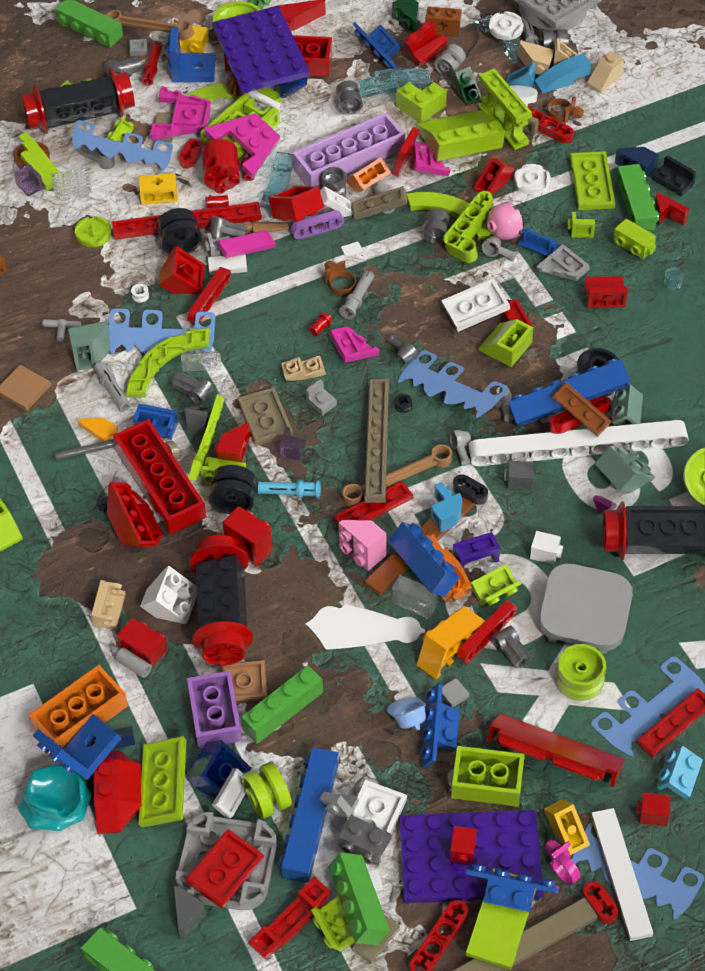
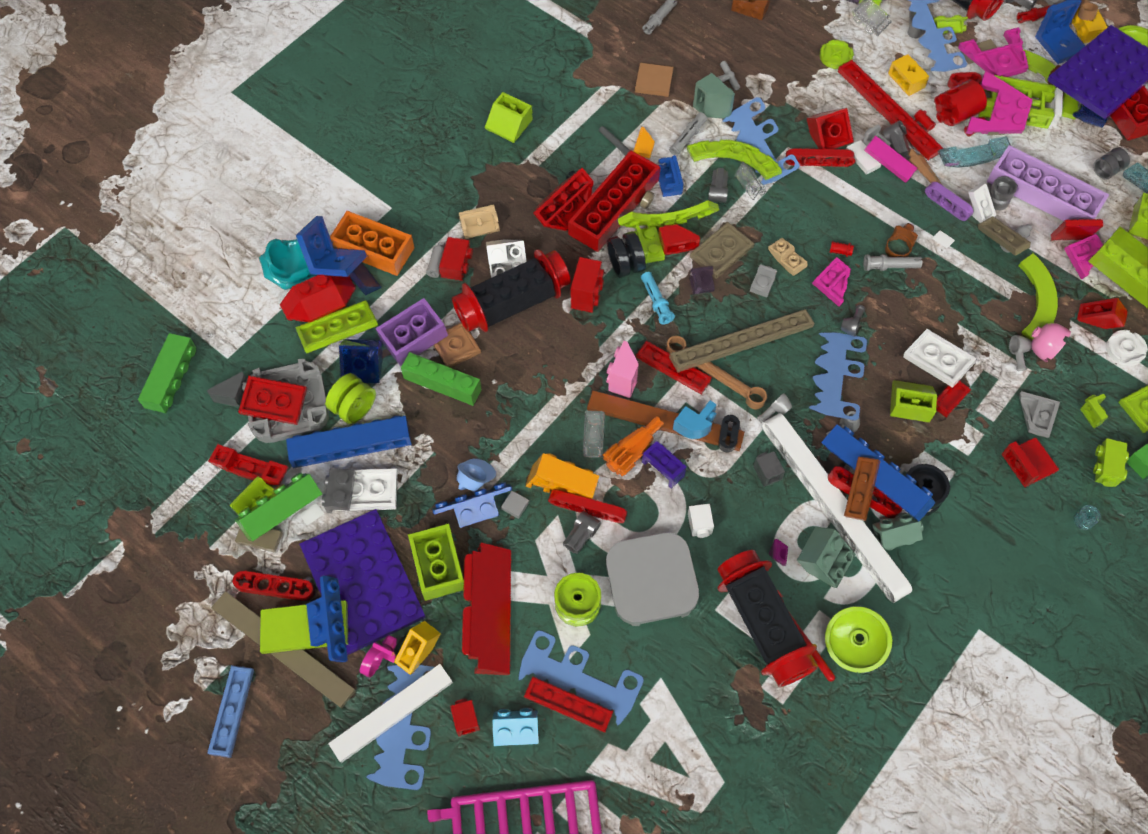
camera: 65 degrees right, 10 degrees up
(140, 298) = (793, 107): white bush -> none
(179, 229) = (867, 105): black wheel -> none
(198, 417) = (690, 198): dark grey slope -> none
(230, 794) = (335, 374): white tile -> none
(296, 203) = (955, 172): red piece -> none
(338, 804) = (358, 459): light grey bracket -> none
(361, 627) = (549, 408): white sticker -> none
(368, 175) = (1032, 215): orange brick -> none
(403, 398) = (791, 347): black bush -> none
(424, 559) = (625, 422): blue brick -> none
(436, 226) = (1009, 290): flat silver wheel -> none
(459, 237) = (1026, 314): lime beam -> none
(463, 845) = (356, 567): red brick -> none
(494, 584) = (638, 493): lime bracket -> none
(541, 245) = (1049, 381): blue hinge -> none
(603, 899) = (352, 701): red beam -> none

